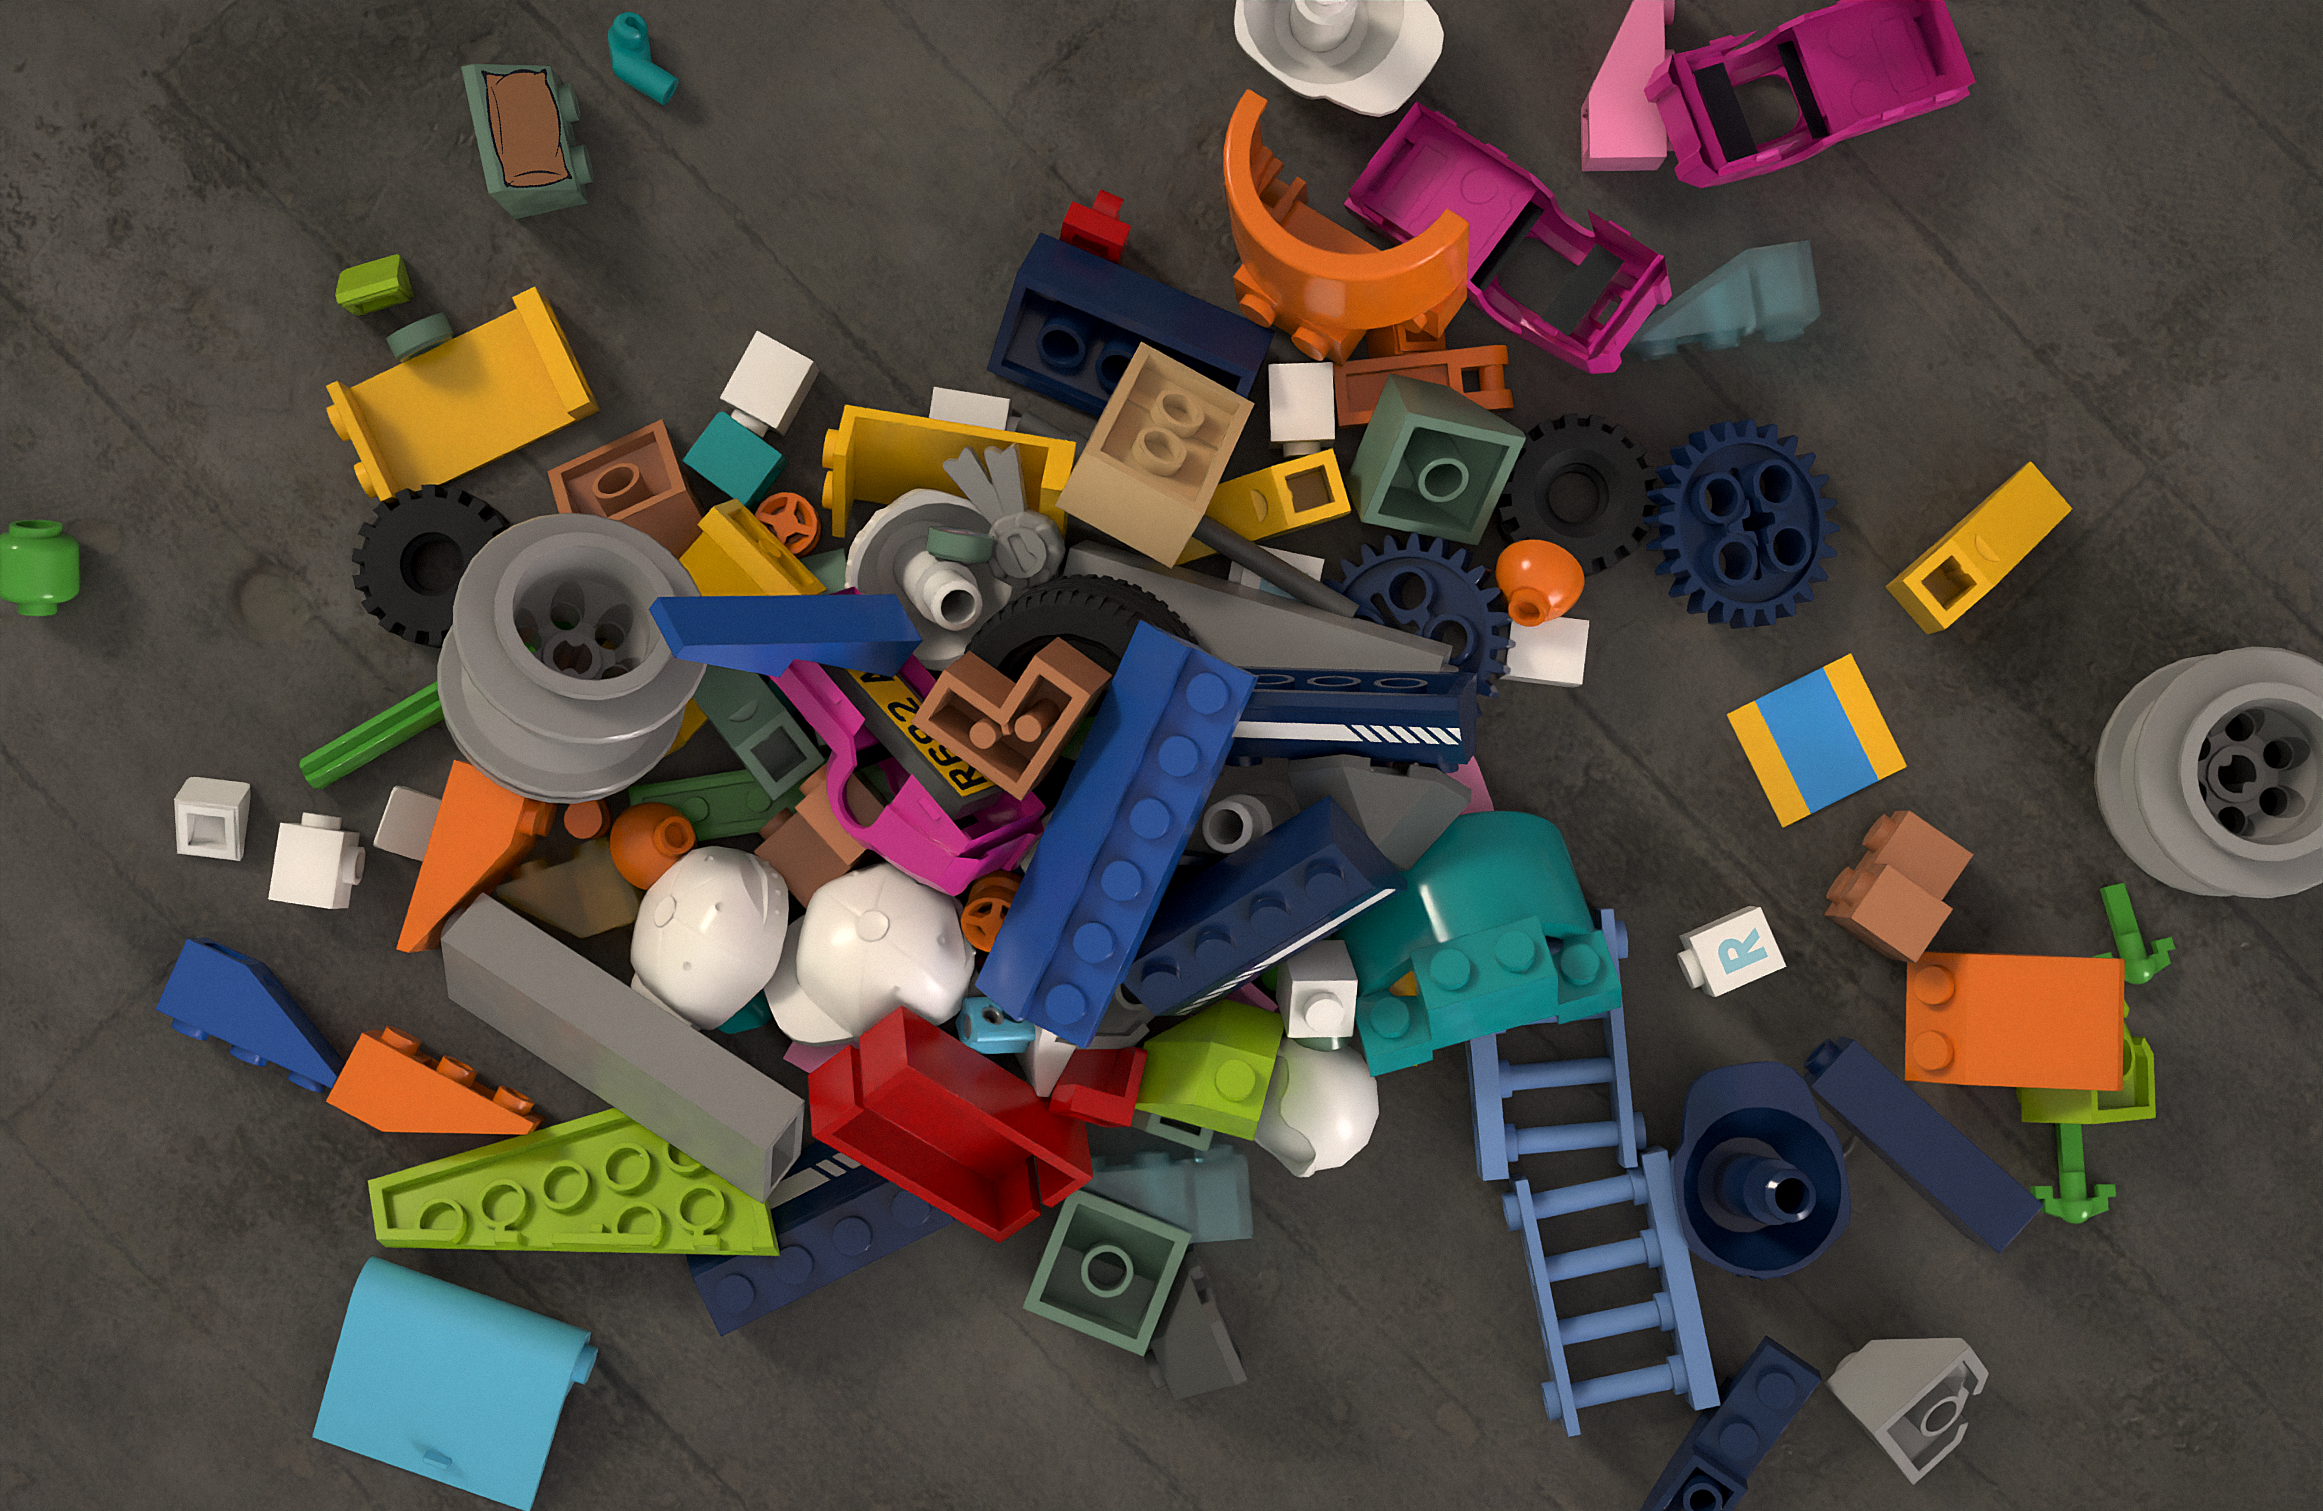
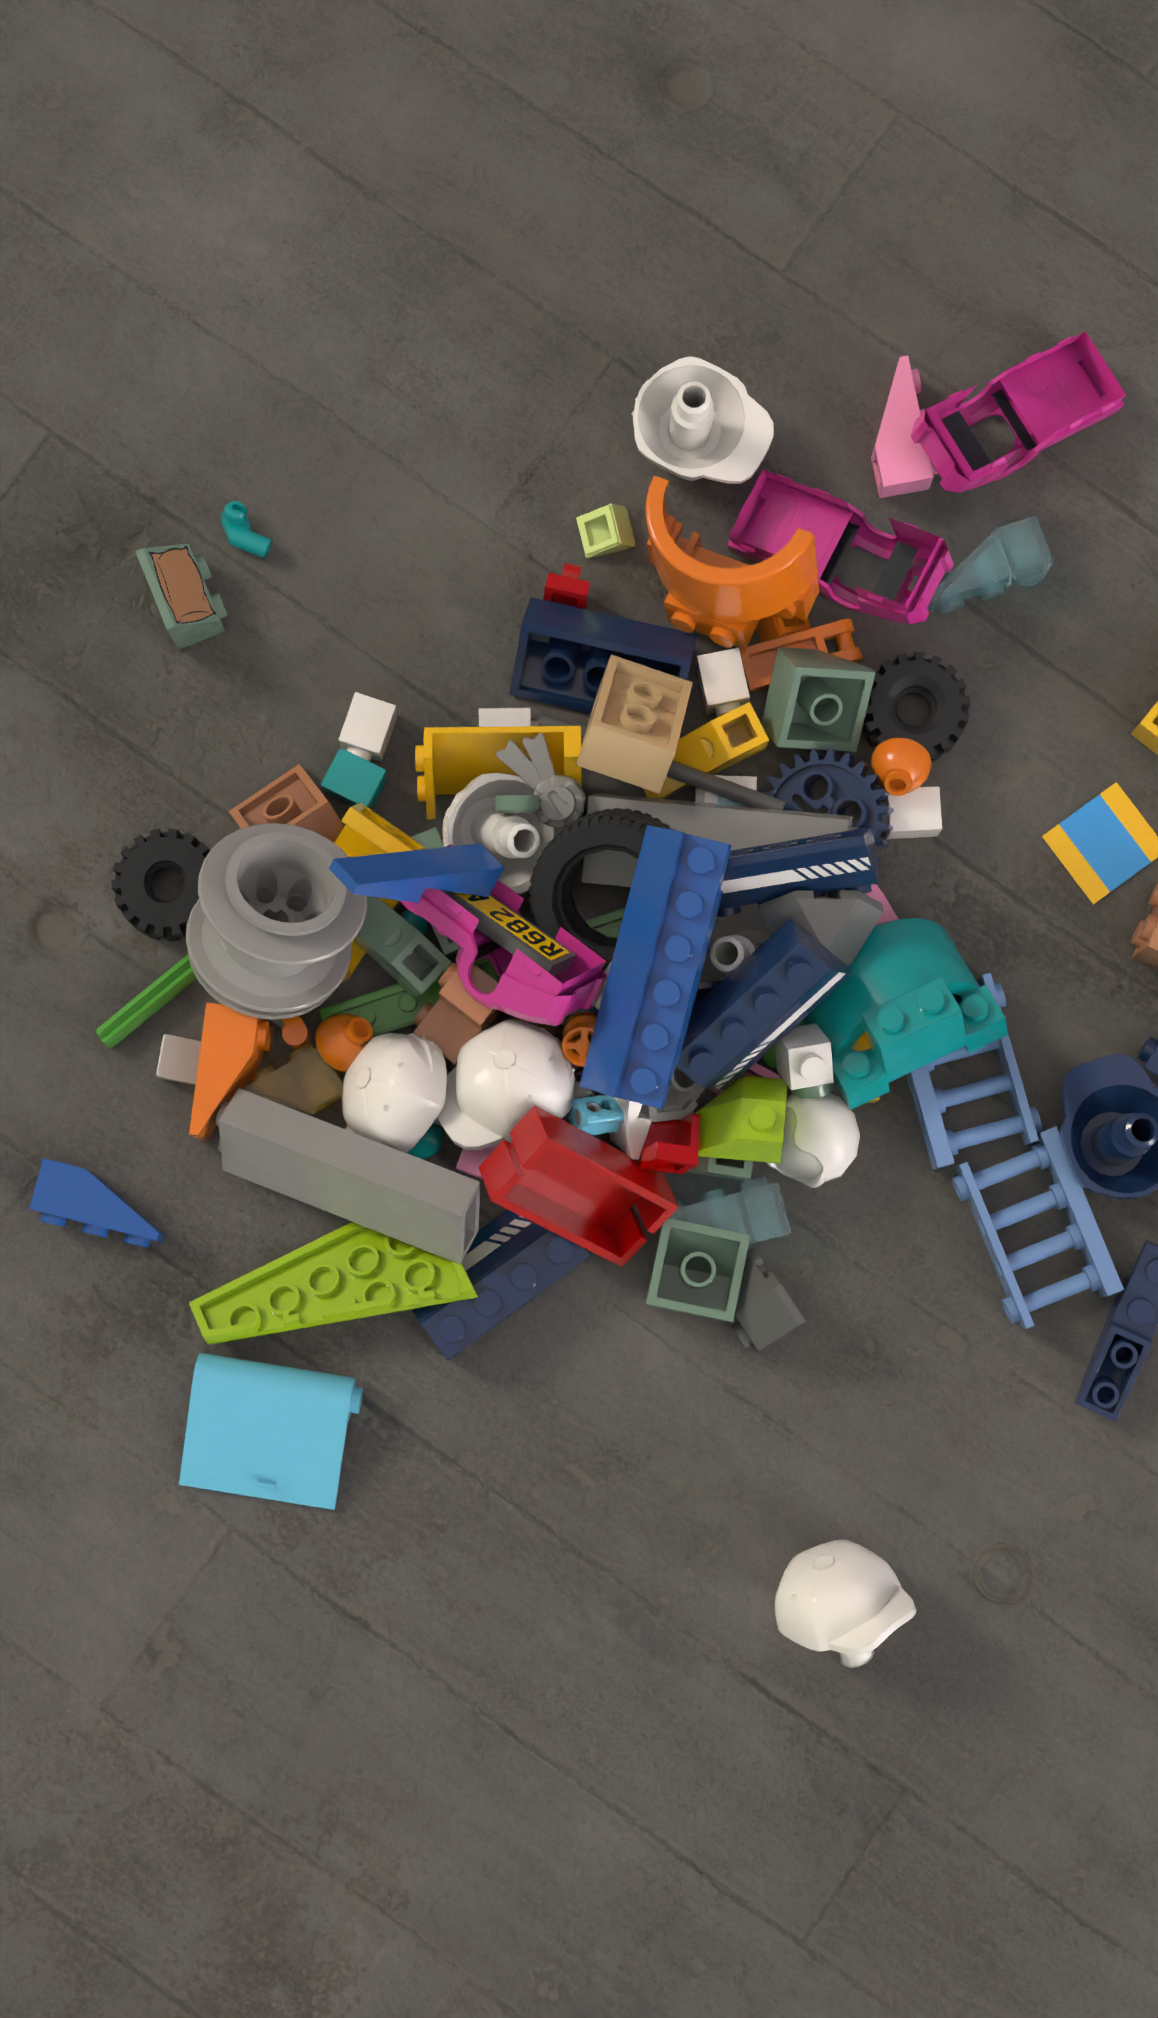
camera: 10 degrees left, 5 degrees down
(212, 818) = (42, 1080): white slope -> none
(316, 862) = (119, 1095): white brick -> none
(374, 285) = (93, 709): lime slope -> none
(408, 1091) = (208, 1238): orange slope -> none
(420, 337) = (130, 736): sand green tile -> none
(463, 402) = (167, 773): yellow panel -> none
(779, 517) = (399, 809): orange wheel -> none
(1012, 727) = (576, 911): nougat brick -> none
(1171, 150) = (605, 531): none -> yellowish green slope
(1695, 535) = (1028, 707): dark blue gear -> none
(1729, 952) = (1073, 990): white brick -> none

